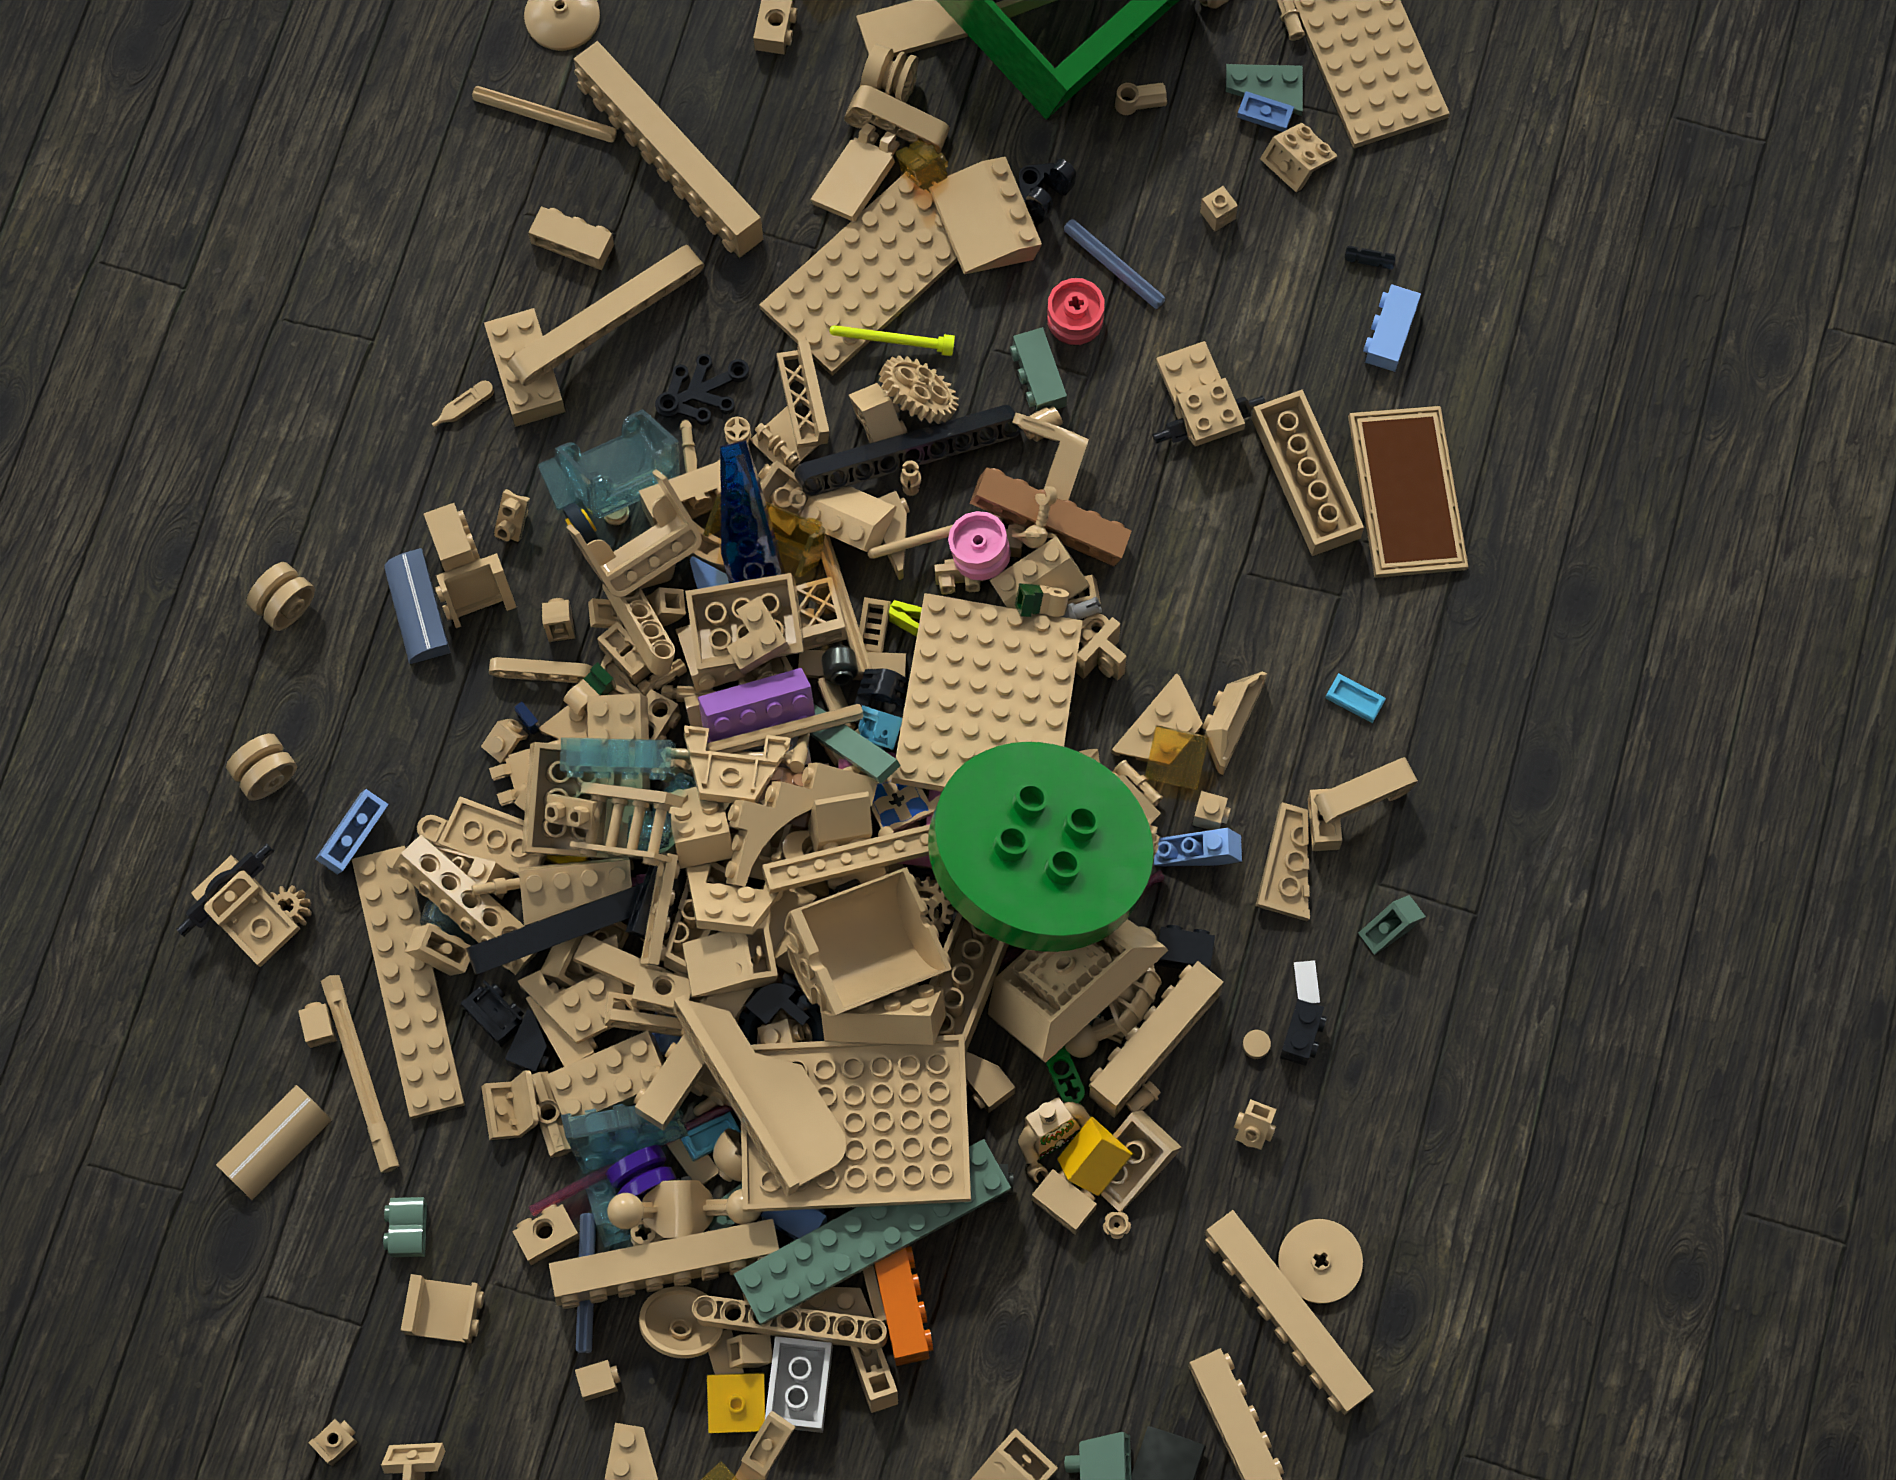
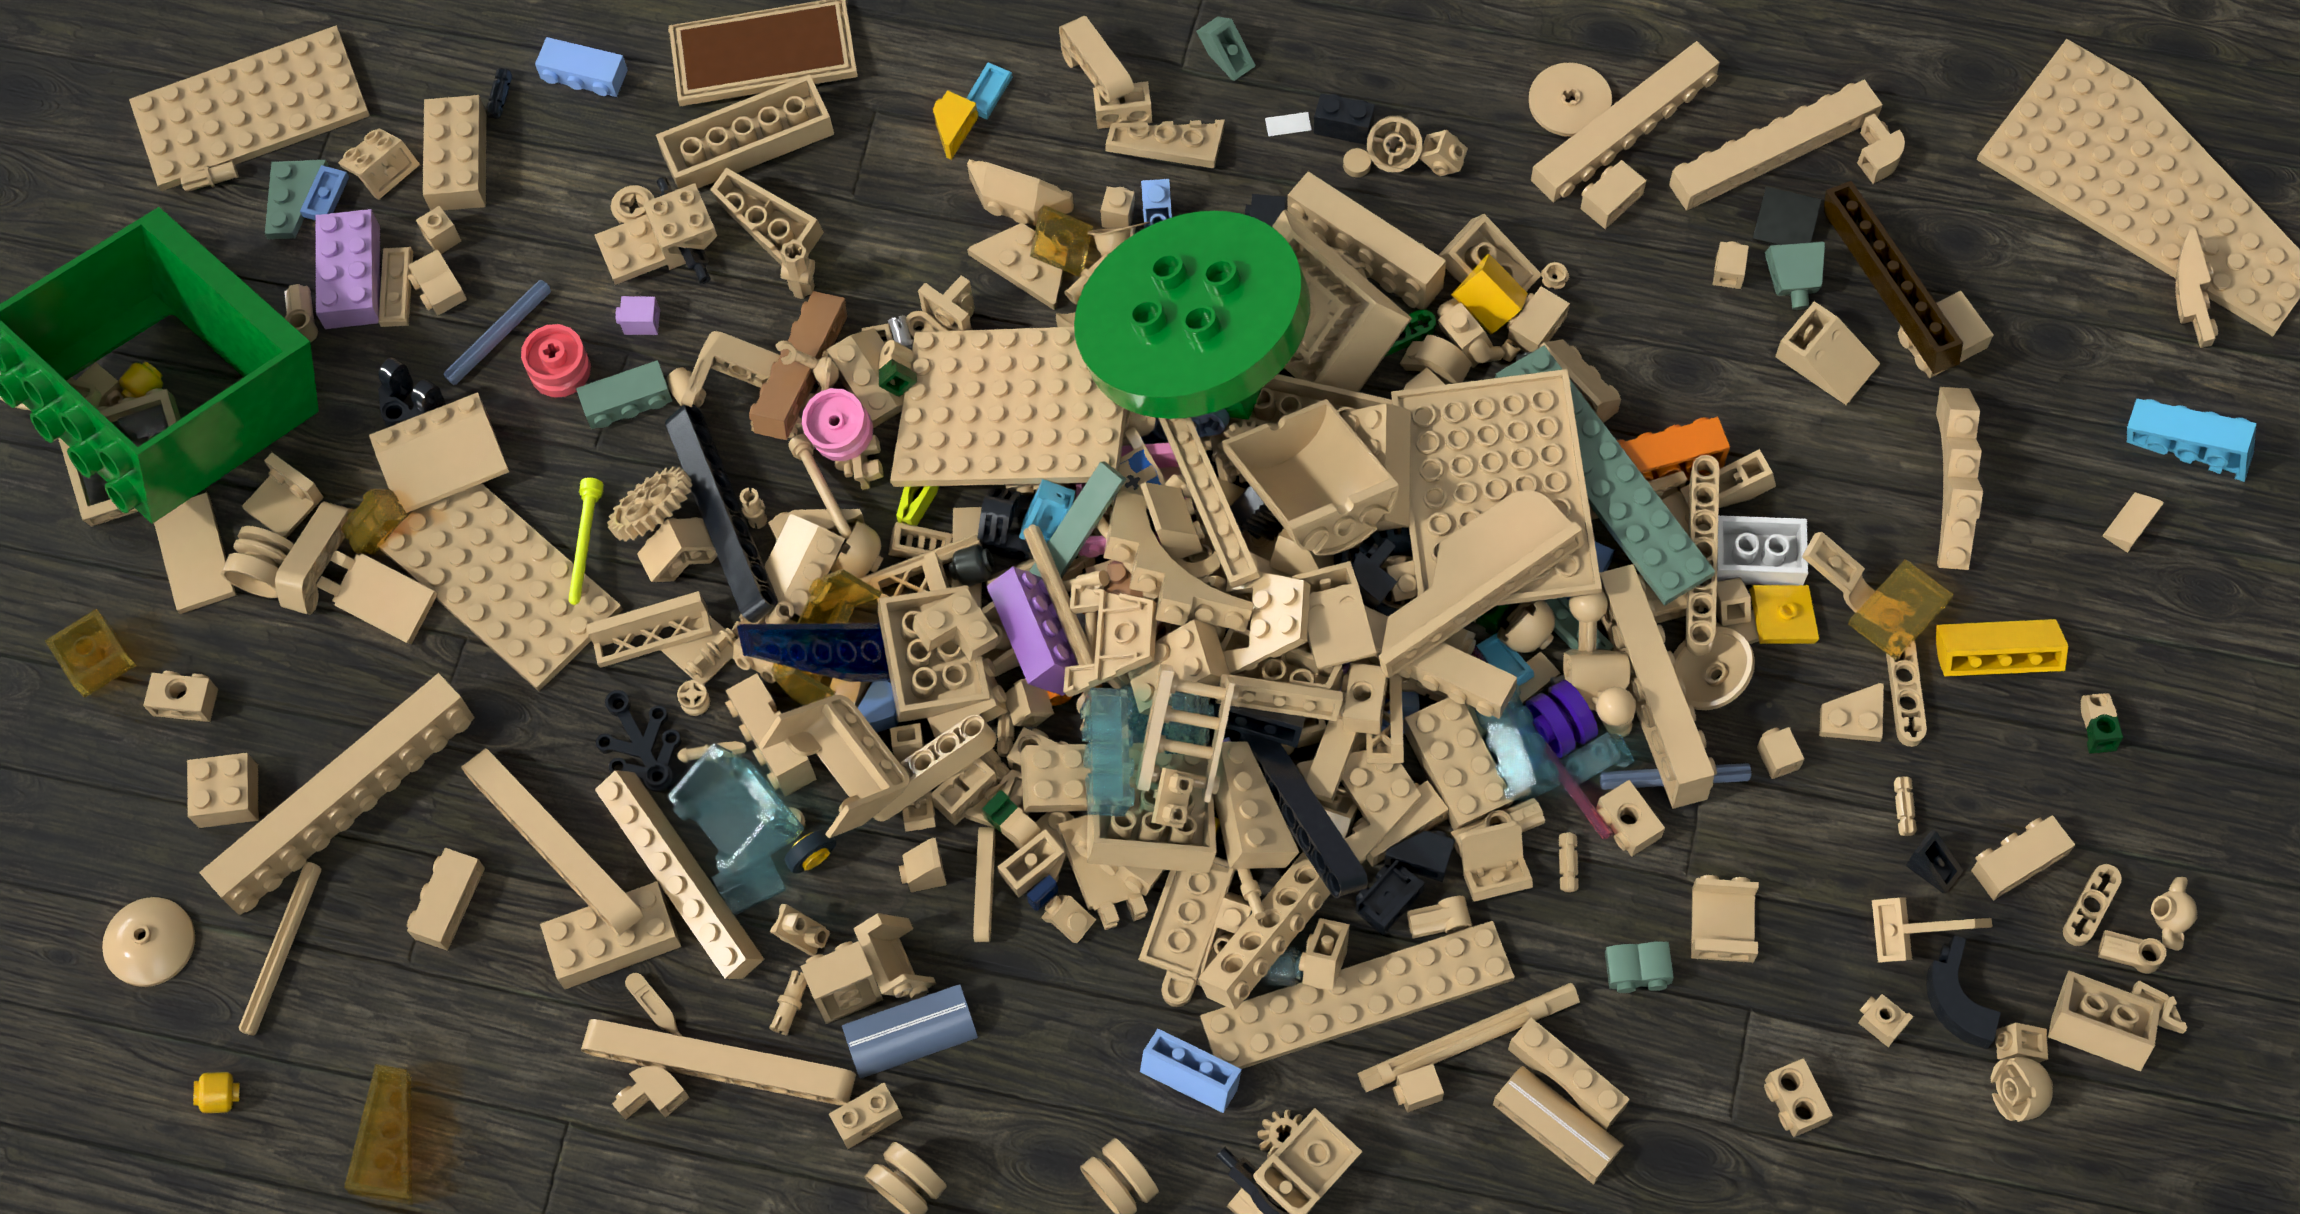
camera: 90 degrees left, 5 degrees down
(272, 1361) = (1806, 1096): none -> tan brick
(297, 1166) = (1588, 1088): none -> tan arch
(345, 568) = (865, 1115): none -> tan brick
(363, 197) = (383, 1145): none -> clear yellow wedge
(390, 404) = (654, 1085): none -> tan brick
(405, 454) = (718, 1062): none -> tan beam
(423, 71) = (215, 1092): none -> yellow head
(470, 515) = (789, 1003): none -> tan pin
(470, 1062) = (1447, 916): none -> tan piece
(512, 1176) = (1568, 862): none -> tan axle
(548, 703) = (1031, 863): none -> tan slope
(572, 419) = (679, 875): none -> tan brick
(684, 60) = (222, 790): none -> tan brick
(861, 569) = (859, 552): none -> tan cylinder
(956, 93) = (283, 498): none -> tan bracket
(992, 1231) = (1601, 397): none -> tan slope
(1024, 1099) = (1440, 357): none -> tan brick
(1117, 1398) = (1730, 265): none -> tan brick
(1121, 382) = (638, 315): none -> lavender brick
(1147, 513) = (797, 268): none -> tan piece
(1165, 209) = (436, 282): none -> tan brick
(1167, 177) = (395, 287): none -> tan tile
(1178, 807) = (1110, 238): none -> tan piece
(1183, 134) = (347, 269): none -> lavender brick
(1204, 1289) = (1612, 194): none -> tan brick
(1211, 495) = (765, 215): none -> tan wedge
(1251, 372) = (625, 198): none -> tan gear
(1266, 1076) = (1394, 143): none -> tan cylinder
(1301, 219) = (454, 153): none -> tan brick
(1316, 662) = (954, 120): none -> yellow slope

